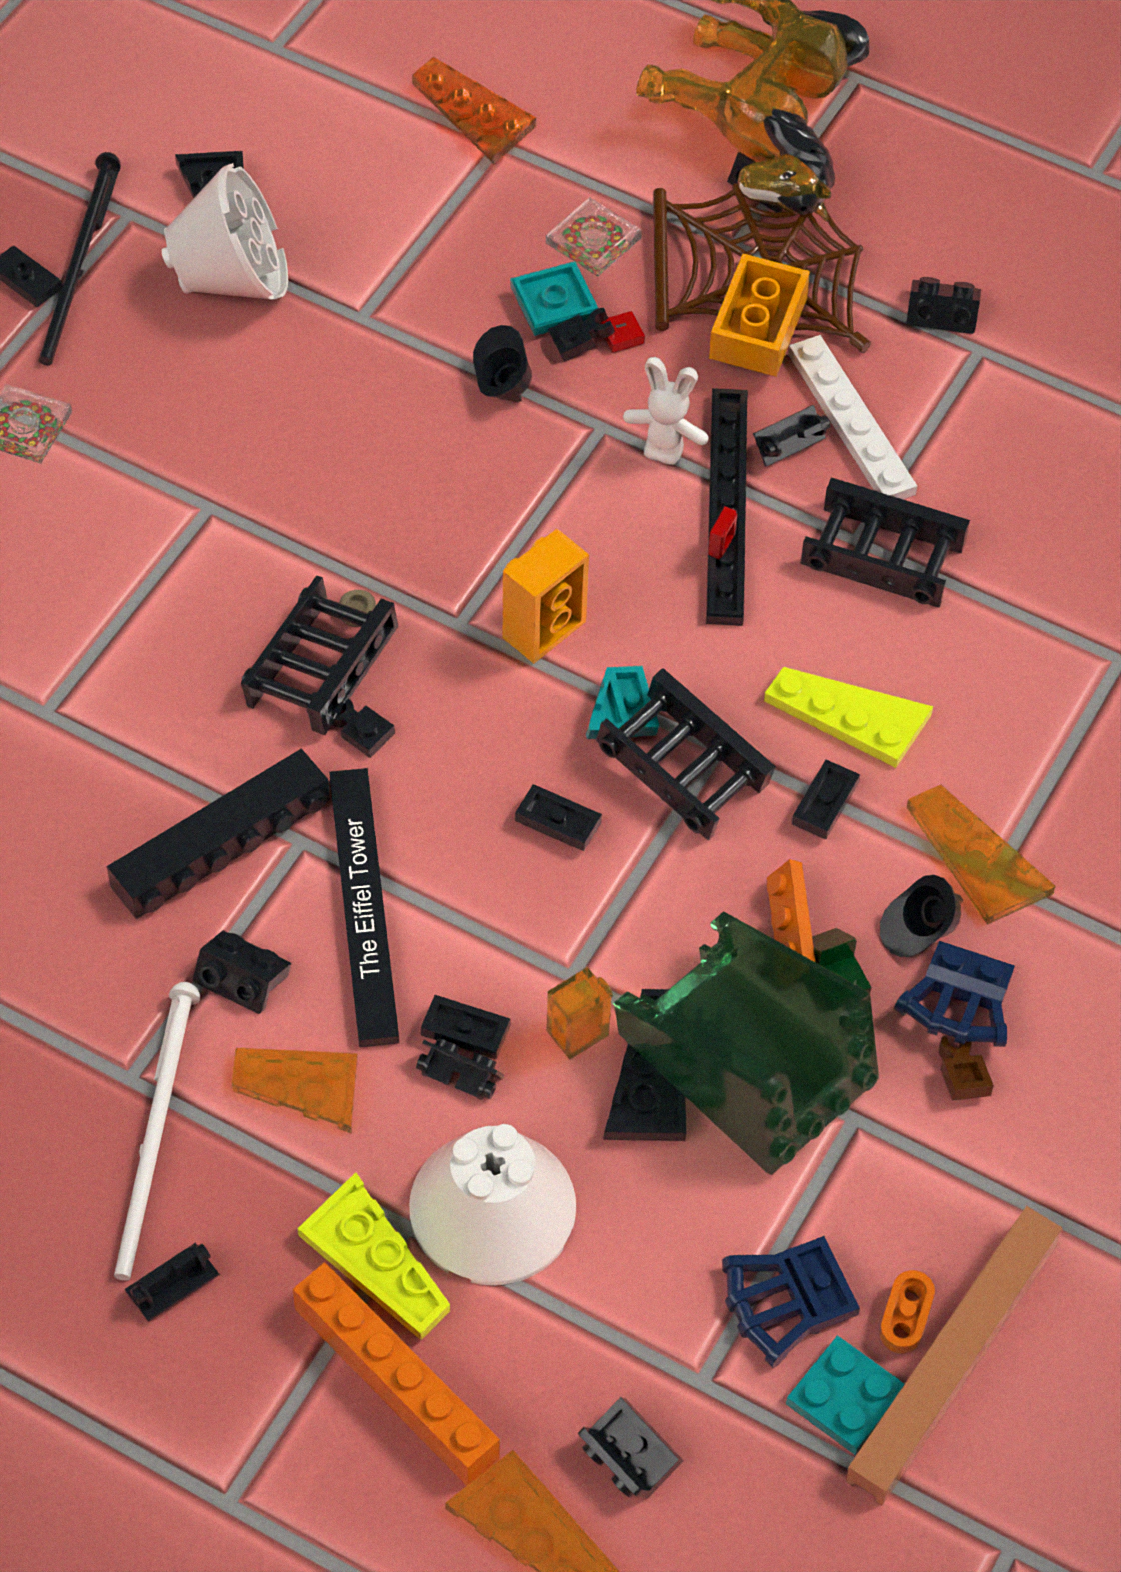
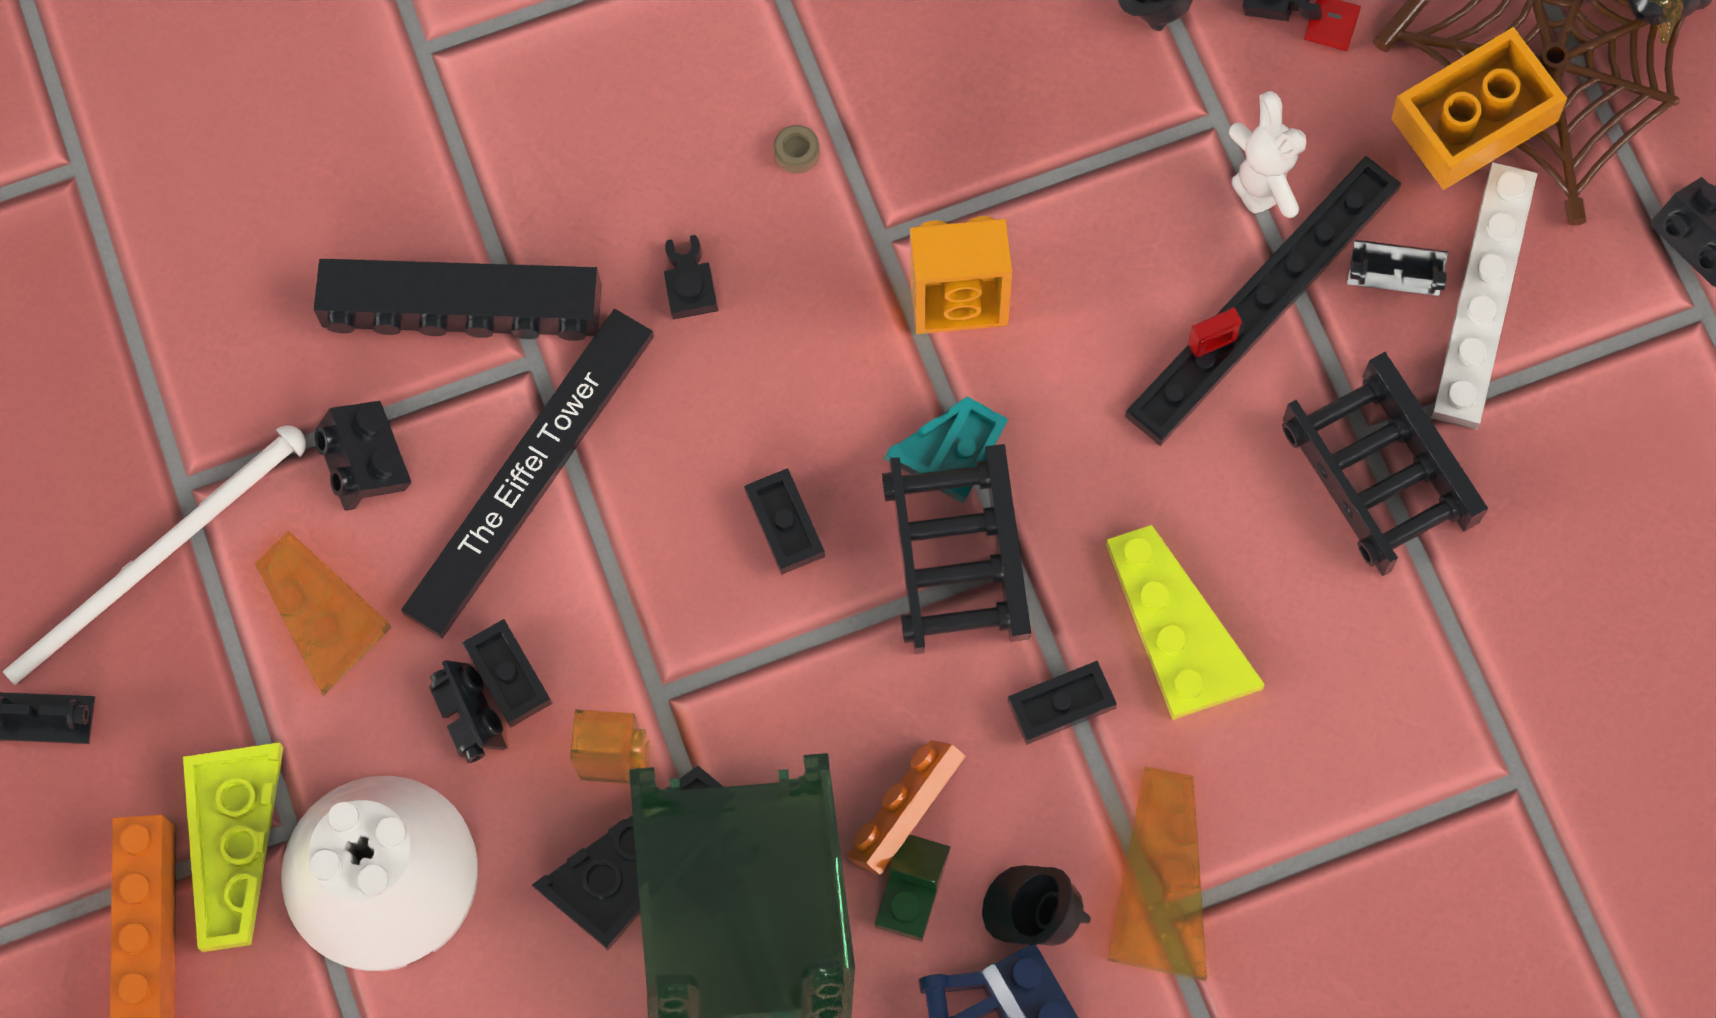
camera: 45 degrees right, 15 degrees up
(339, 679) = (721, 214): black fence -> none

